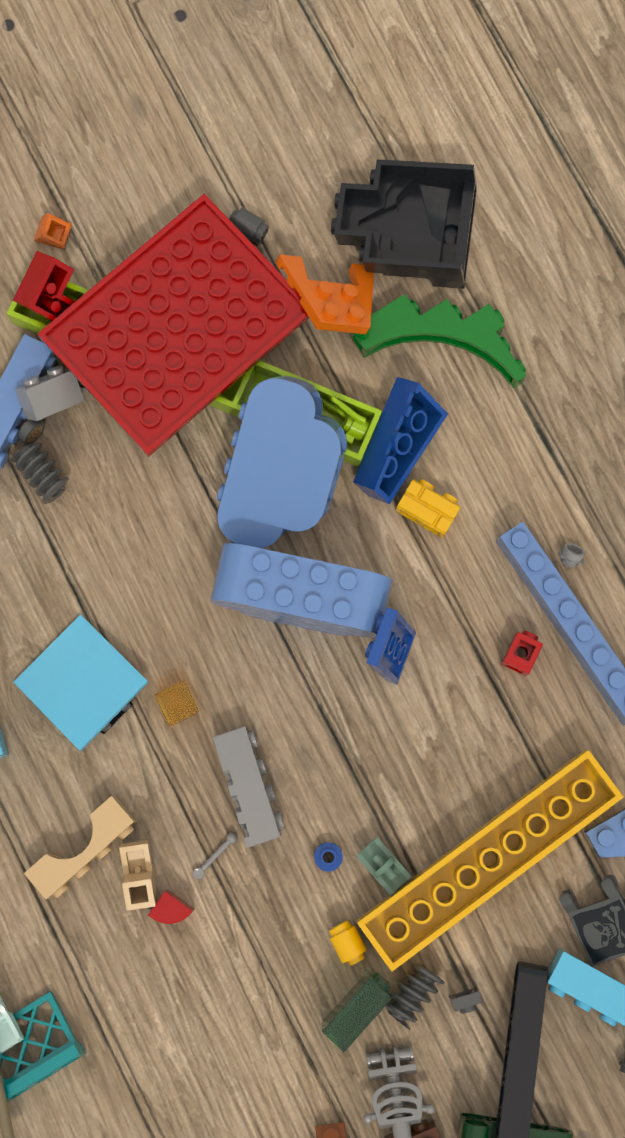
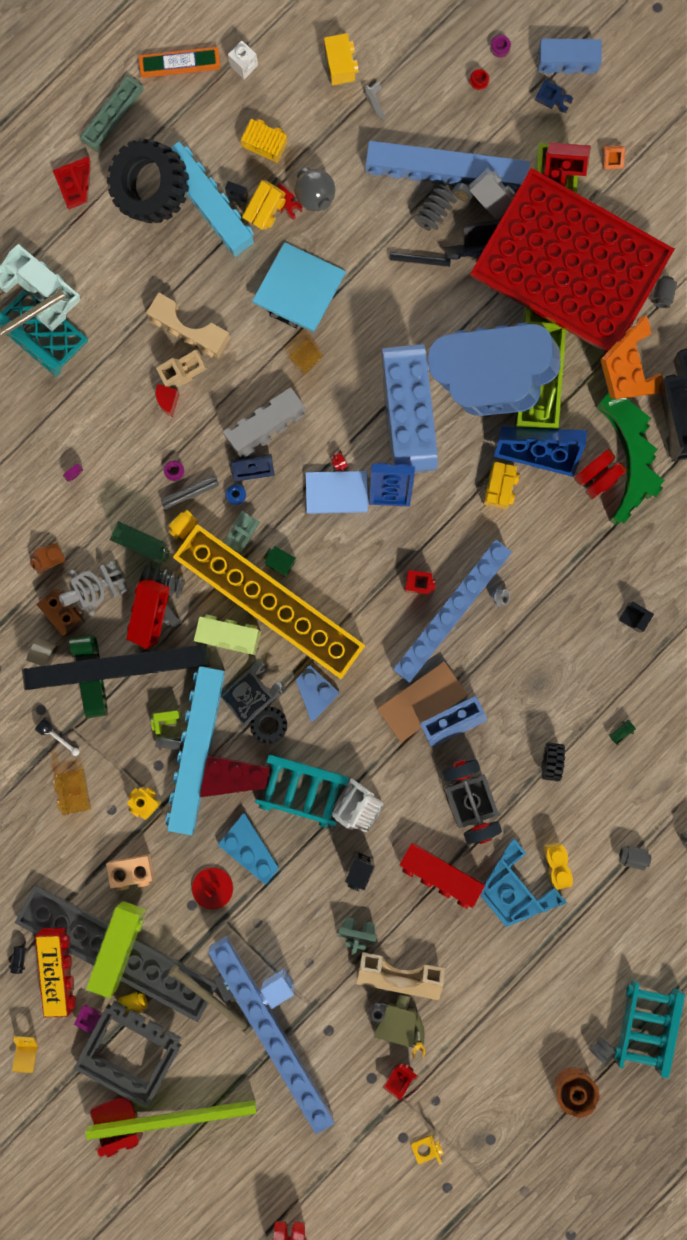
camera: 75 degrees right, 5 degrees up
(98, 513) = (420, 259): none -> black bar
(101, 435) = (474, 240): none -> black bracket
(198, 872) = (197, 411): light grey hinge -> none
(227, 1071) = (73, 472): none -> magenta tile
(262, 937) = (174, 464): none -> magenta plate
(300, 822) = (252, 467): none -> dark blue plate
(305, 918) = (189, 492): none -> dark grey axle
(329, 705) = (339, 462): none -> red plate
(368, 721) = (336, 492): none -> light blue tile
(436, 827) = (279, 561): none -> dark green brick
(456, 1031) = (147, 613): none -> red brick
(457, 379) = (601, 475): none -> red wheel
(515, 929) = (227, 634): none -> yellowish green wedge
(600, 1048) = (167, 717): none -> lime bracket

